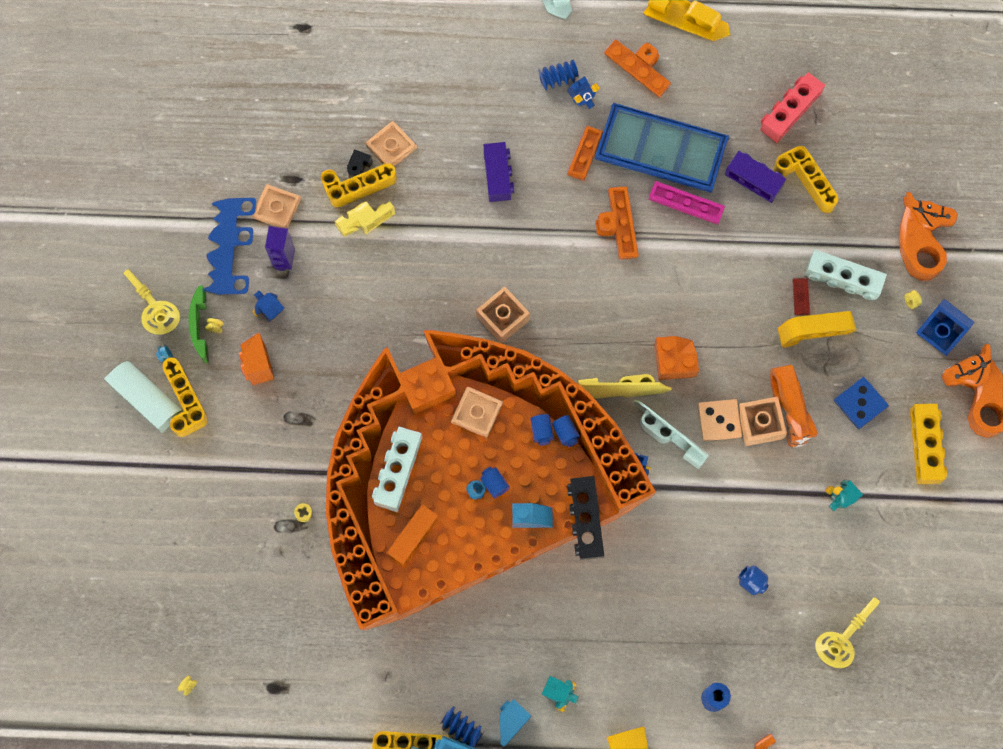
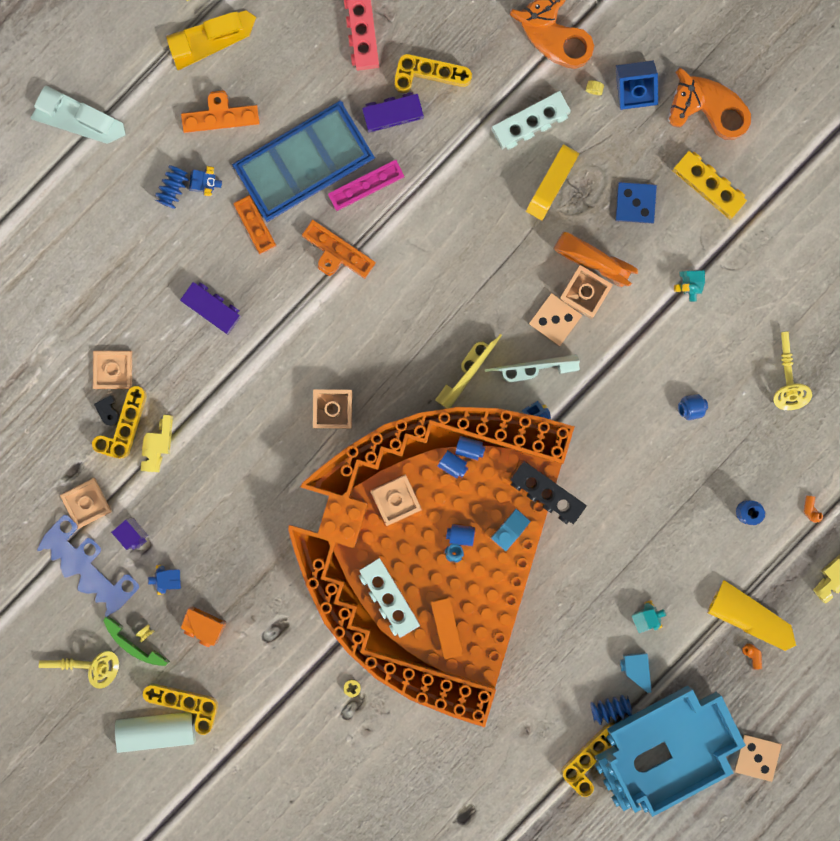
camera: 50 degrees left, 15 degrees up
(164, 353) = (134, 689): dark azure plate -> none
(675, 358) = (480, 308): orange slope -> none
(801, 296) = (517, 169): clear red piece -> none

